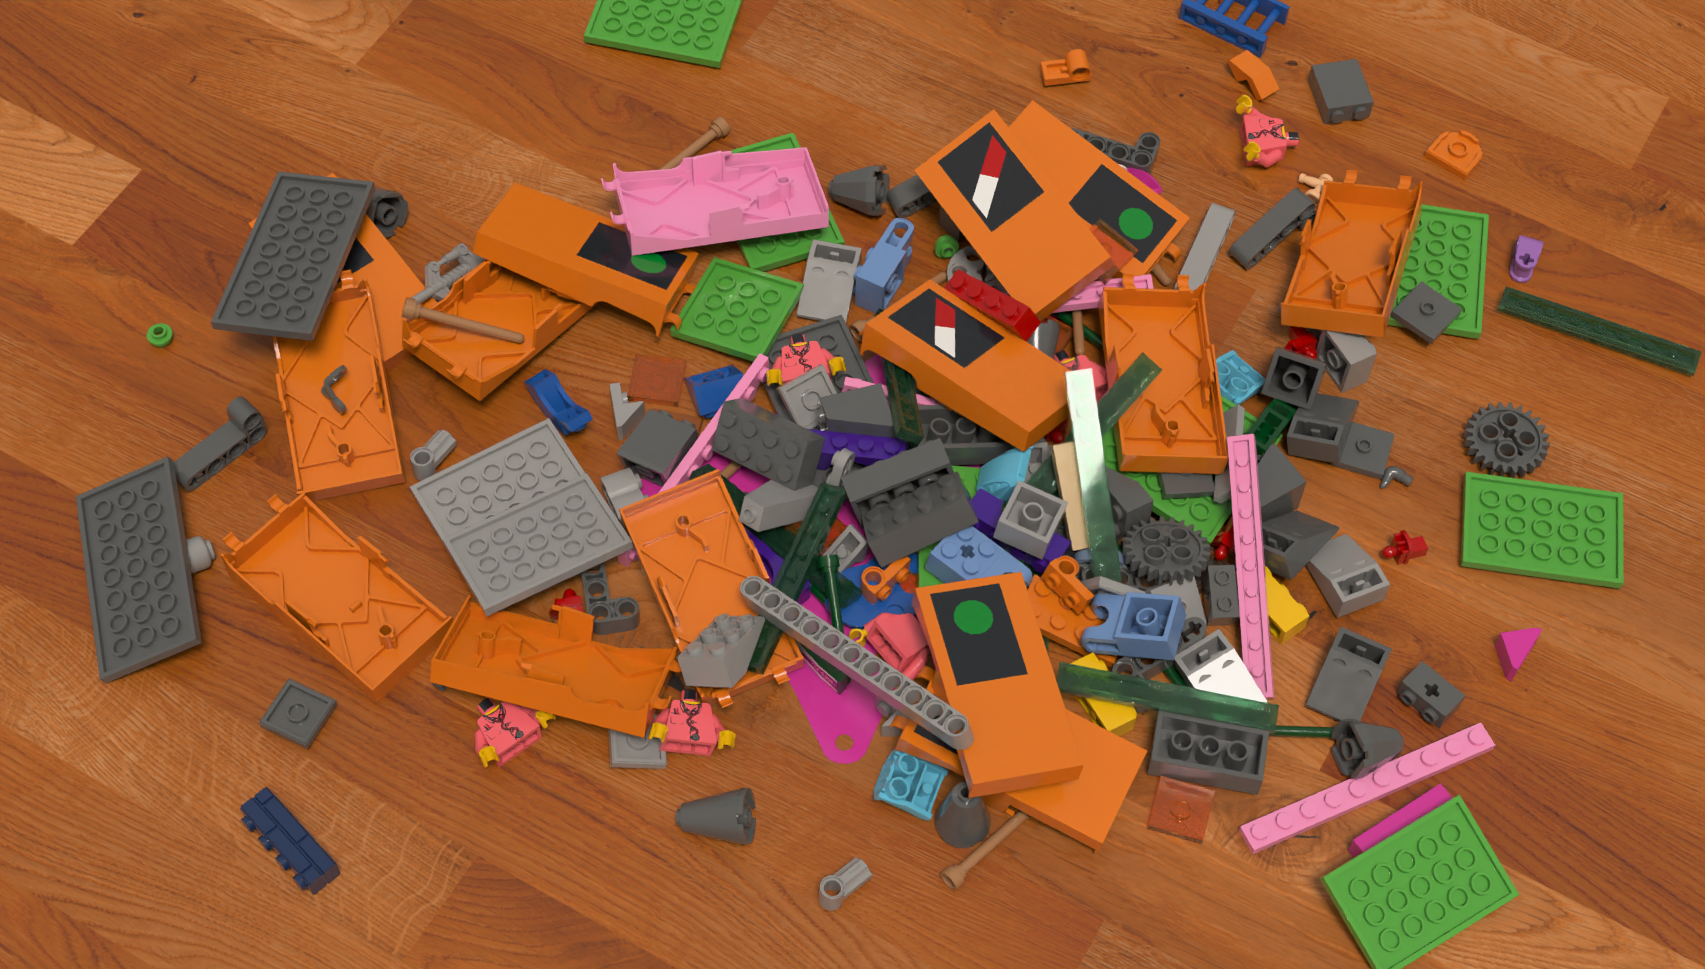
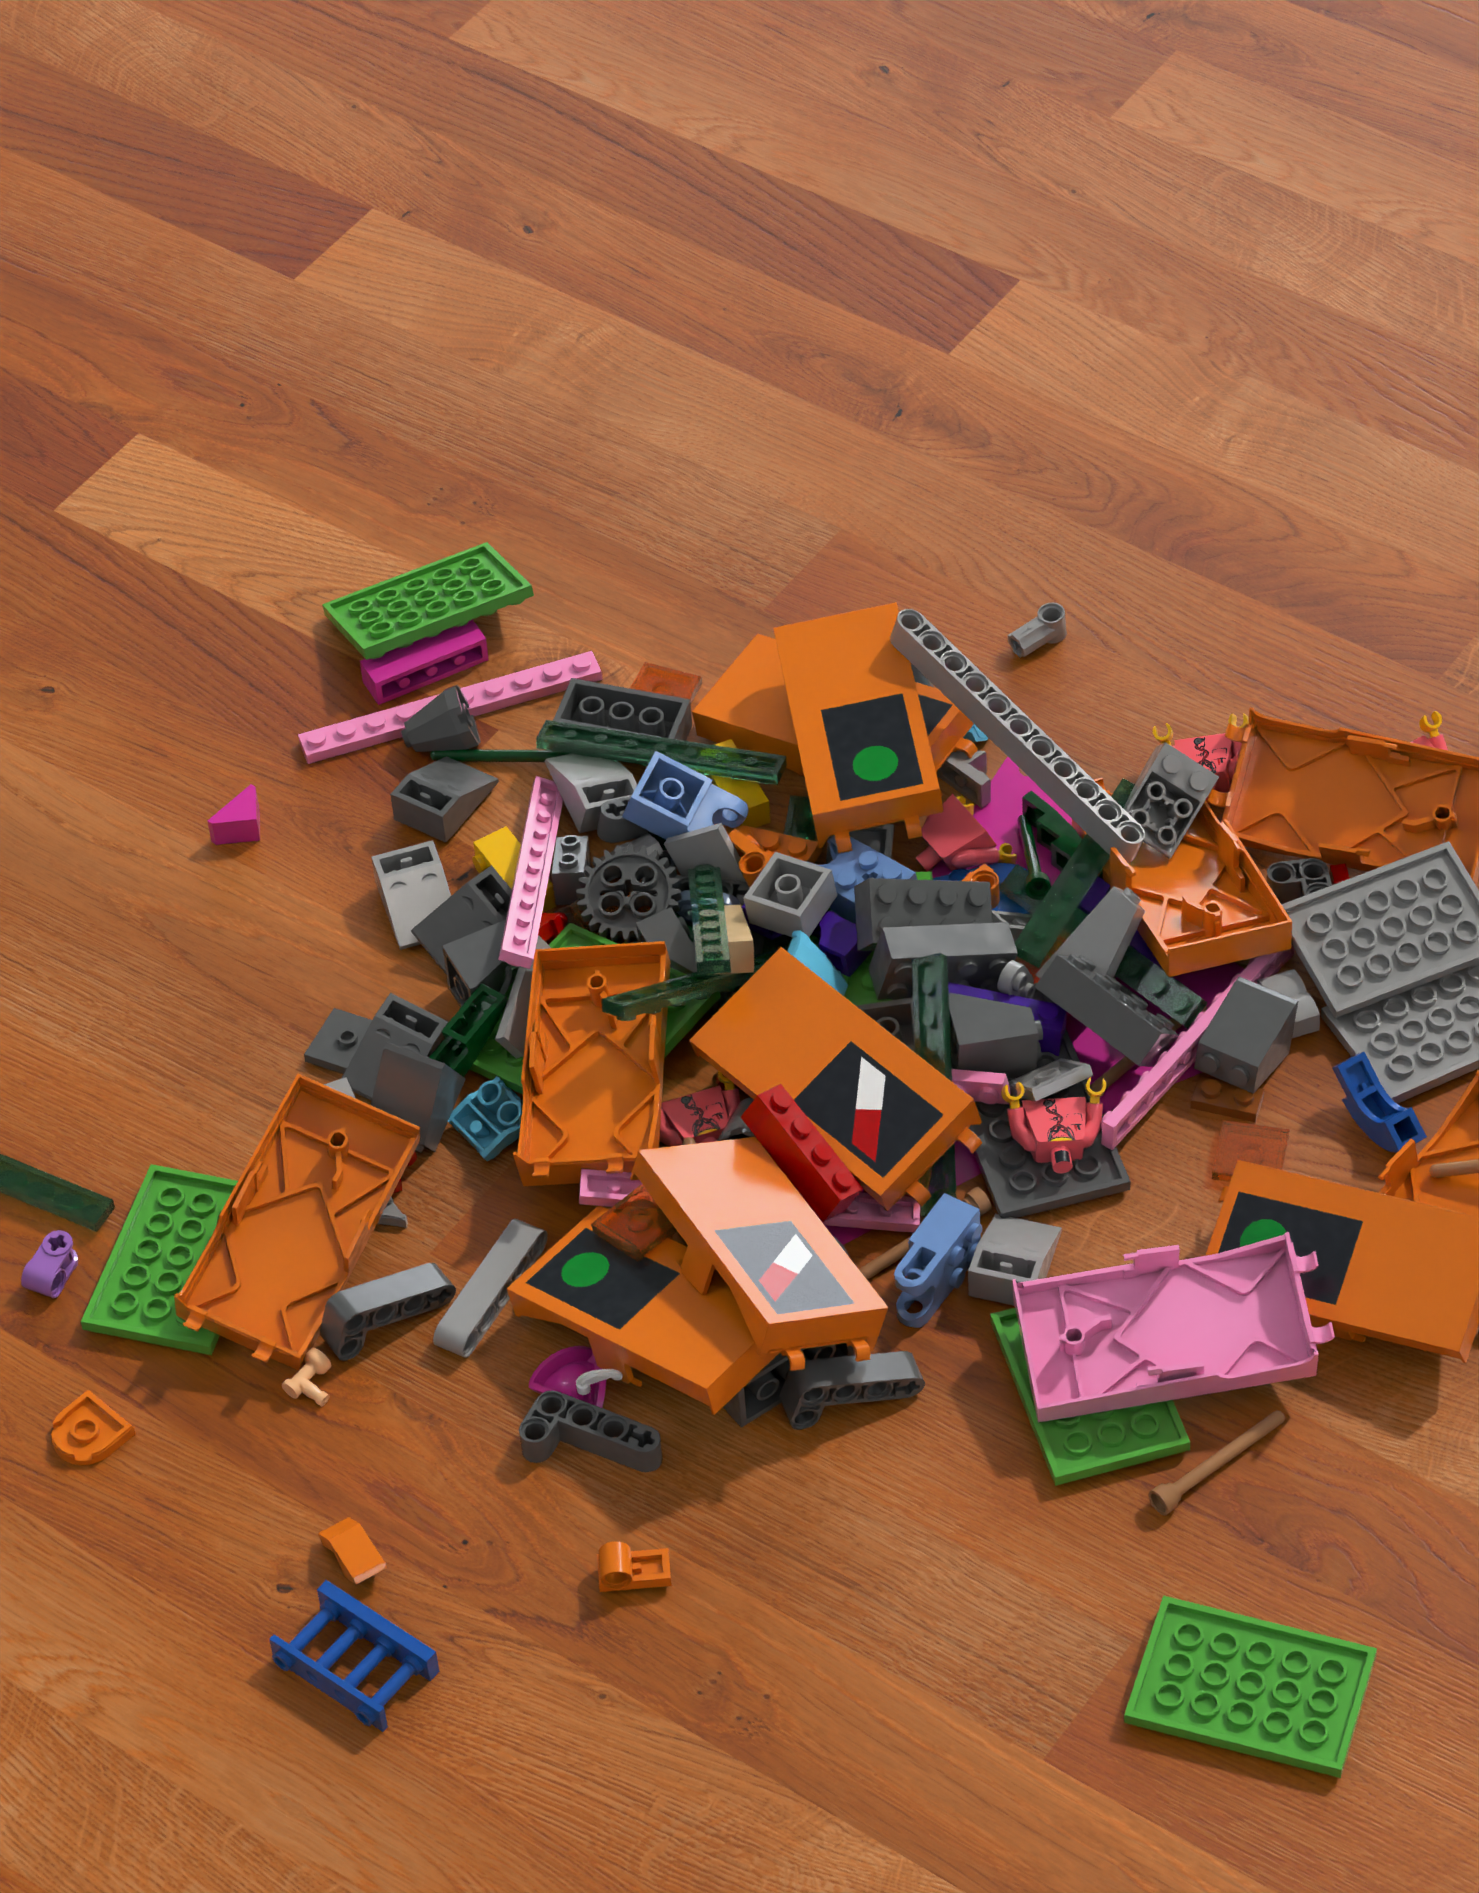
camera: 170 degrees left, 10 degrees down
(626, 414) = (1292, 1103): light grey slope -> none
(712, 388) = (1175, 1132): blue slope -> none
(720, 816) = (1171, 682): dark grey cone -> none
(737, 309) = (1136, 1207): bright green plate -> none
(862, 189) = (962, 1381): dark grey cone -> none
(1263, 136) = (365, 1439): coral torso -> none
(1340, 91) = (229, 1517): dark grey brick -> none
(1396, 473) = (315, 1014): dark grey animal -> none
(1404, 548) = (333, 930): red piece -> none
(1426, 312) = (209, 1182): dark grey plate -> none
(1426, 682) = (355, 778): dark grey brick -> none
(1506, 440) = (147, 1052): dark grey gear -> none
(1542, 530) = (160, 943): bright green plate -> none

